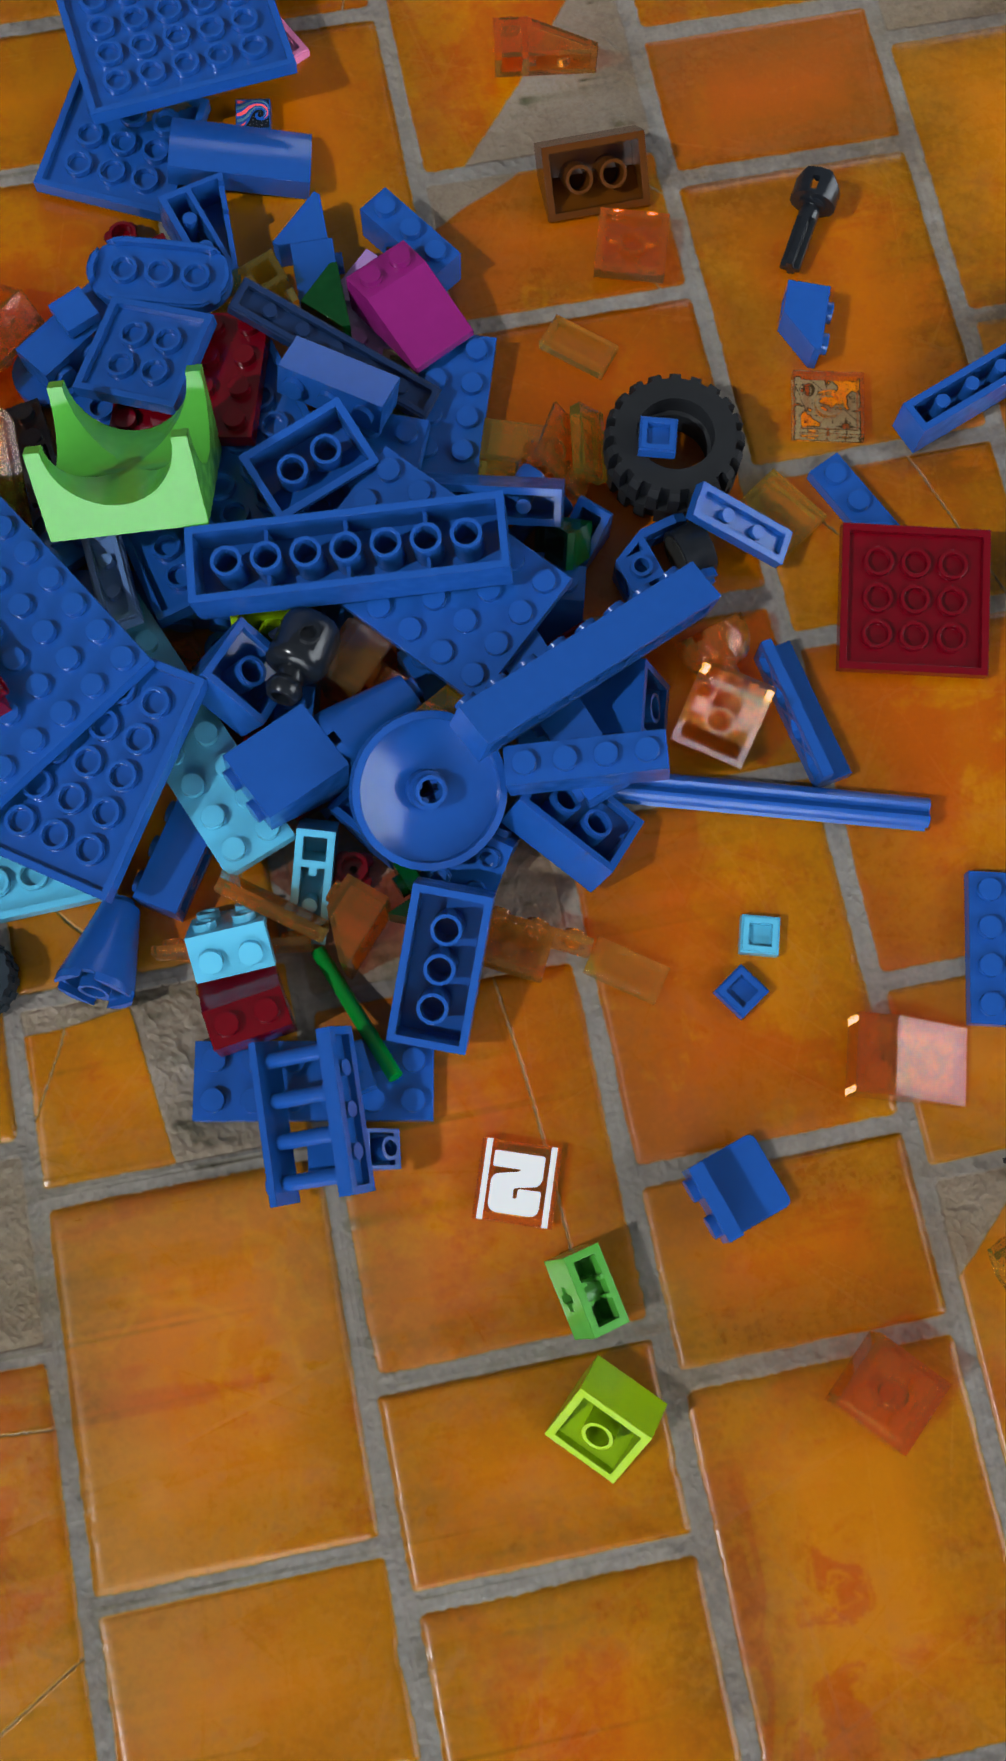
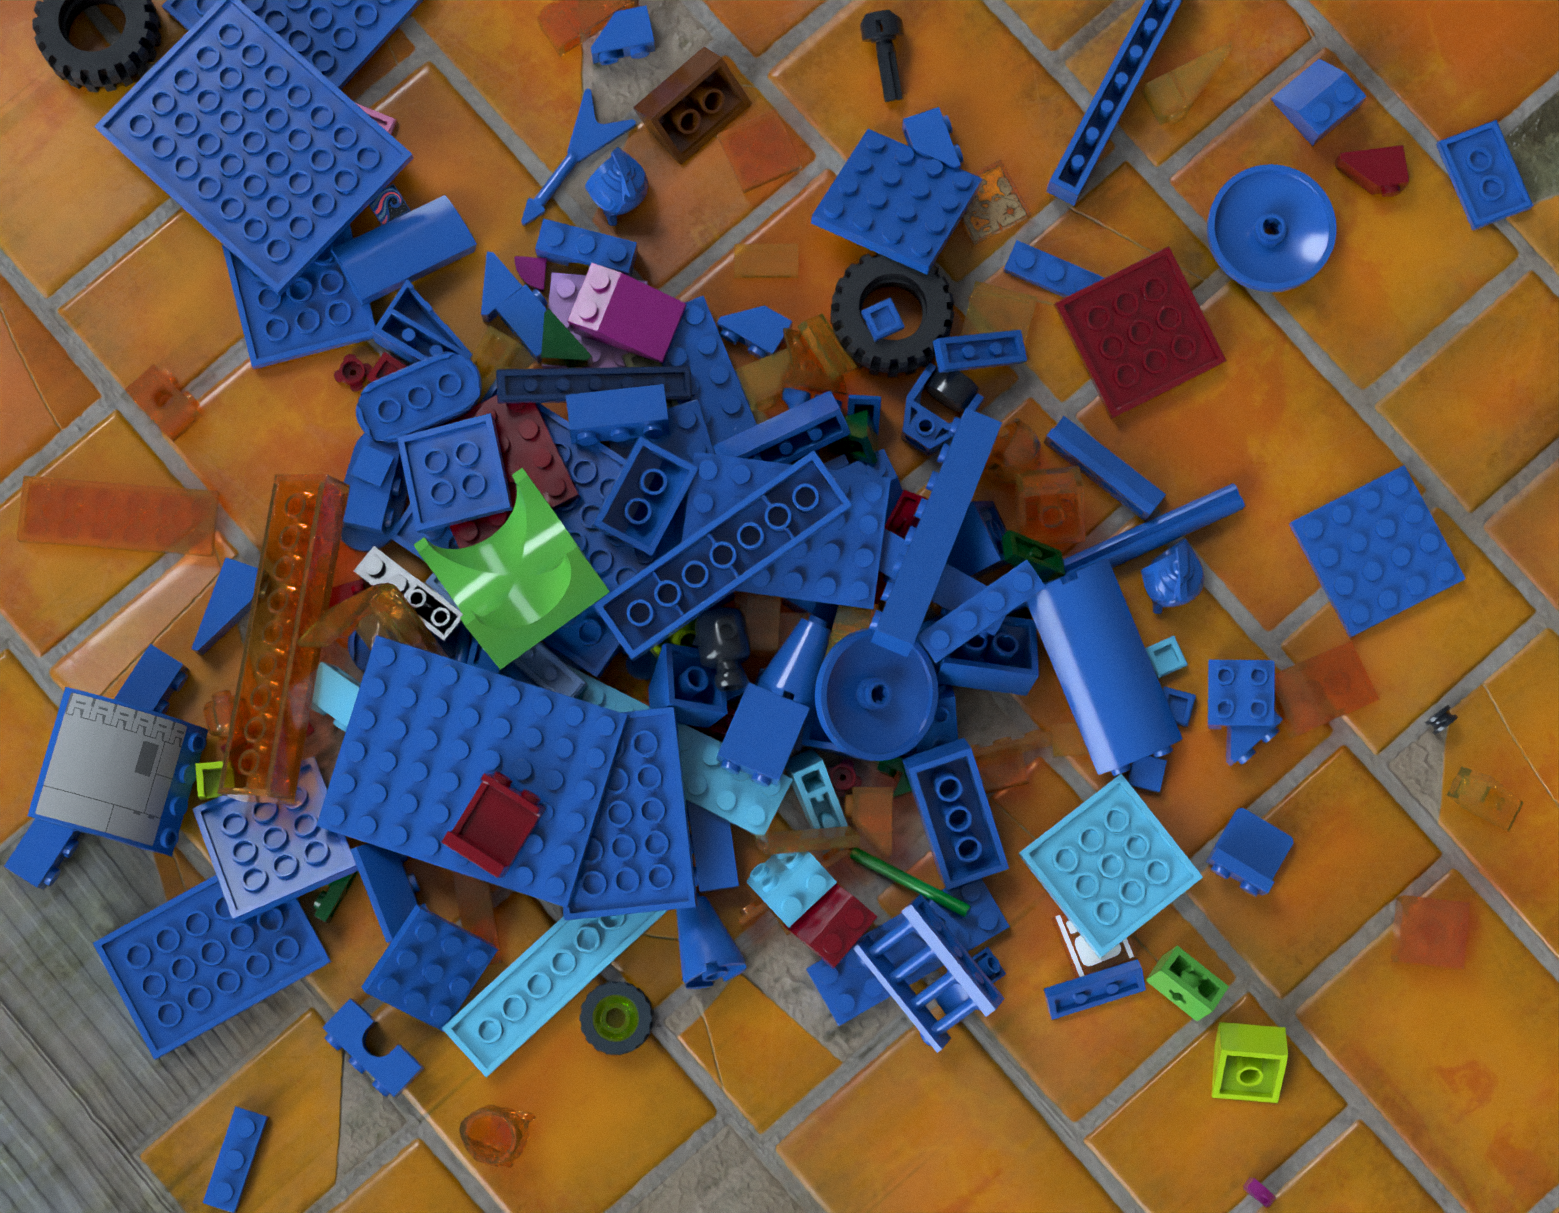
camera: 30 degrees left, 5 degrees up
(350, 240) = (532, 271): none -> magenta tile
(472, 156) = (586, 139): none -> blue piece
(475, 198) = (618, 185): none -> blue helmet
(484, 1239) = (1094, 989): none -> blue plate
(526, 393) = (756, 328): none -> blue slope
(535, 1574) = (1259, 1192): none -> magenta tile
(563, 82) = (624, 36): none -> blue slope
(576, 1117) = (1110, 865): none -> medium azure plate
(671, 1042) = (1147, 773): none -> blue tile
(686, 763) = (1043, 558): none -> dark green slope
(686, 904) = (1104, 668): none -> blue cylinder
(737, 347) = (896, 201): none -> blue plate
(809, 1053) = (1242, 739): none -> blue slope
(813, 856) = (1174, 577): none -> blue helmet
(819, 1012) = (1241, 693): none -> blue bracket

